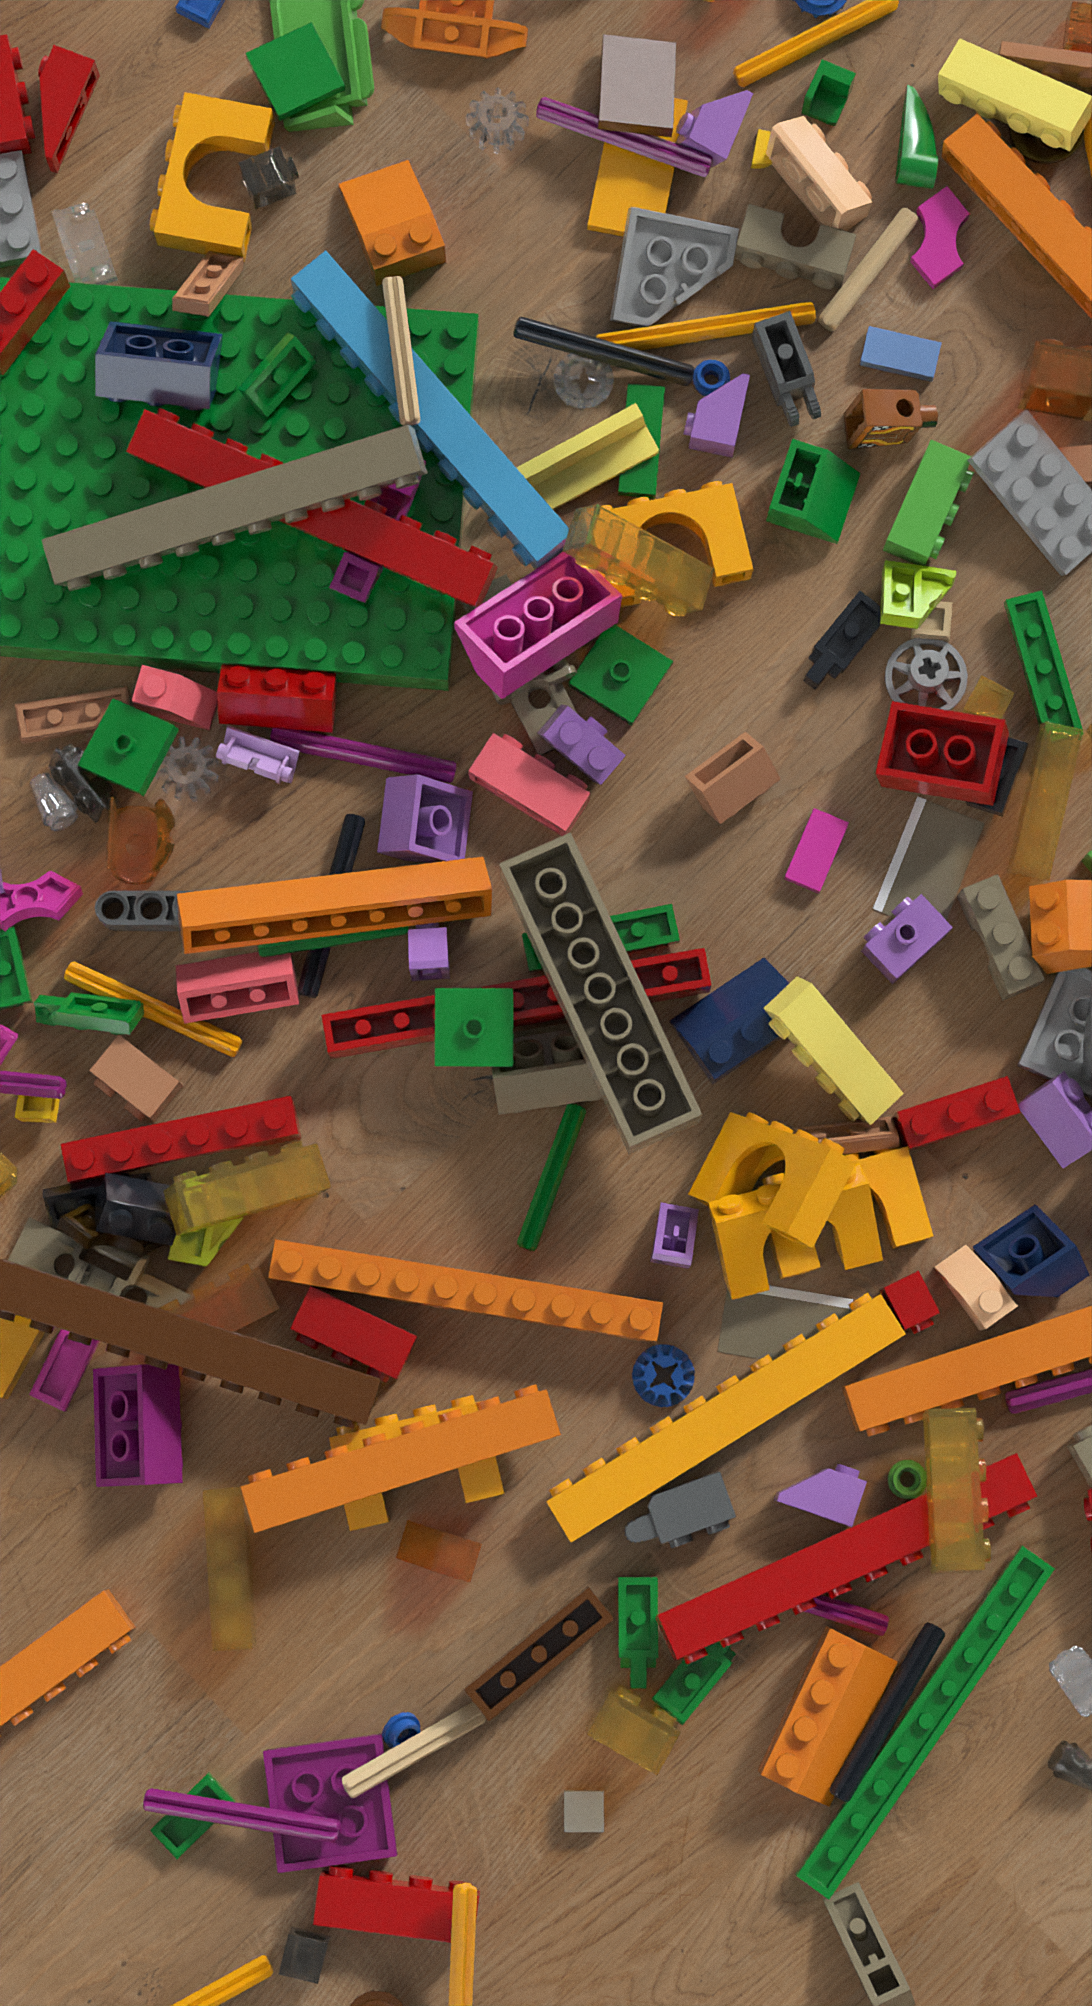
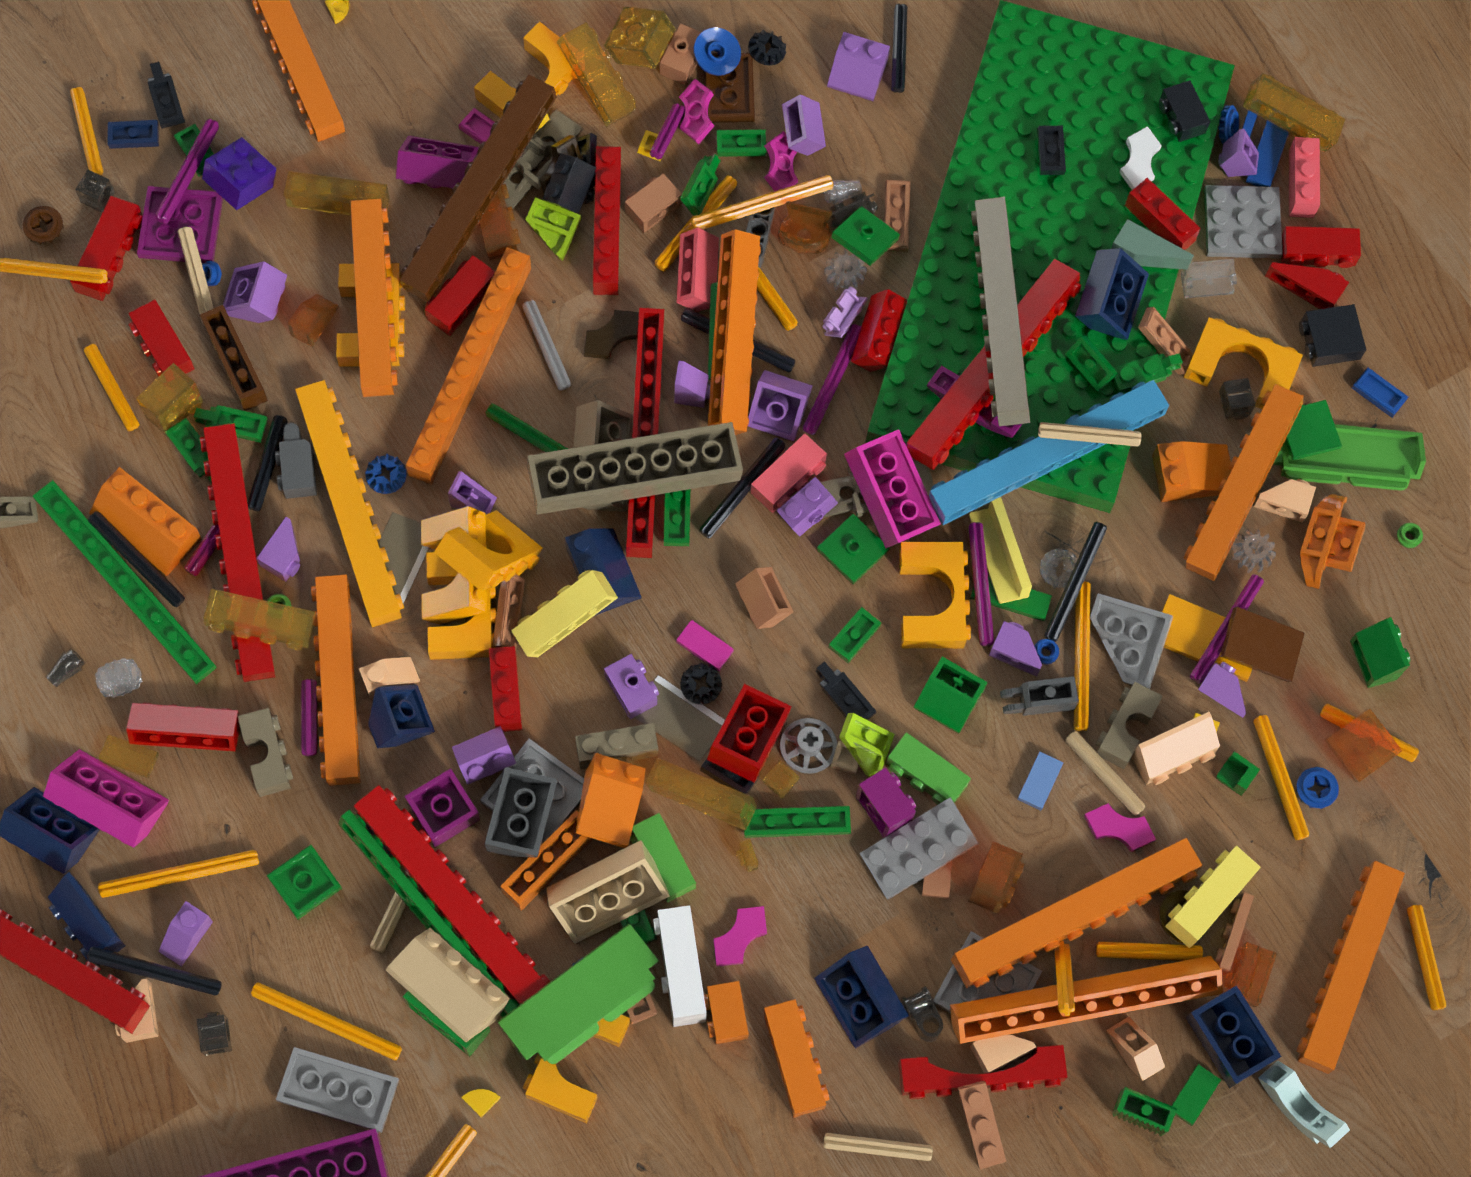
camera: 100 degrees right, 10 degrees down
(72, 335) = (1150, 248): none -> sand green slope
(111, 908) = (762, 202): none -> light orange axle
(114, 1892) = (164, 97): none -> black hinge
(141, 58) = (1332, 335): none -> black brick
(174, 698) = (894, 269): coral slope -> none
(190, 1924) = (133, 134): none -> dark blue plate
(229, 1730) = (239, 173): none -> dark purple brick
(246, 1188) = (565, 245): clear yellow brick -> none
(262, 857) = (775, 302): none -> light orange axle
(269, 299) = (1146, 369): none -> green hinge
(347, 1082) = (620, 328): none -> dark brown tile
(402, 142) = (1244, 482): none -> orange brick
(403, 1187) = (546, 345): none -> light grey axle
(407, 83) = (1288, 499): none -> light nougat slope
(420, 1654) = (255, 292): none -> medium lavender slope
(474, 1027) = (633, 394): green plate -> none
(534, 1777) = (159, 338): none -> red brick
(537, 835) = (742, 487): none -> black axle
(583, 1810) = (131, 368): light grey tile -> none
(621, 1832) = (111, 387): none -> light orange axle
(638, 480) = (981, 584): none -> magenta axle
(638, 560) = (920, 561): clear yellow brick -> none
(687, 1558) = (266, 463): none -> black axle
(752, 643) = (855, 635): none -> green plate
(857, 850) = (704, 694): none -> black gear
(886, 418) = (993, 744): dark orange torso -> none
(911, 1302) = (390, 632): red brick -> none
(917, 148) = (1186, 824): green piece -> none
(997, 545) = (885, 802): none -> magenta brick

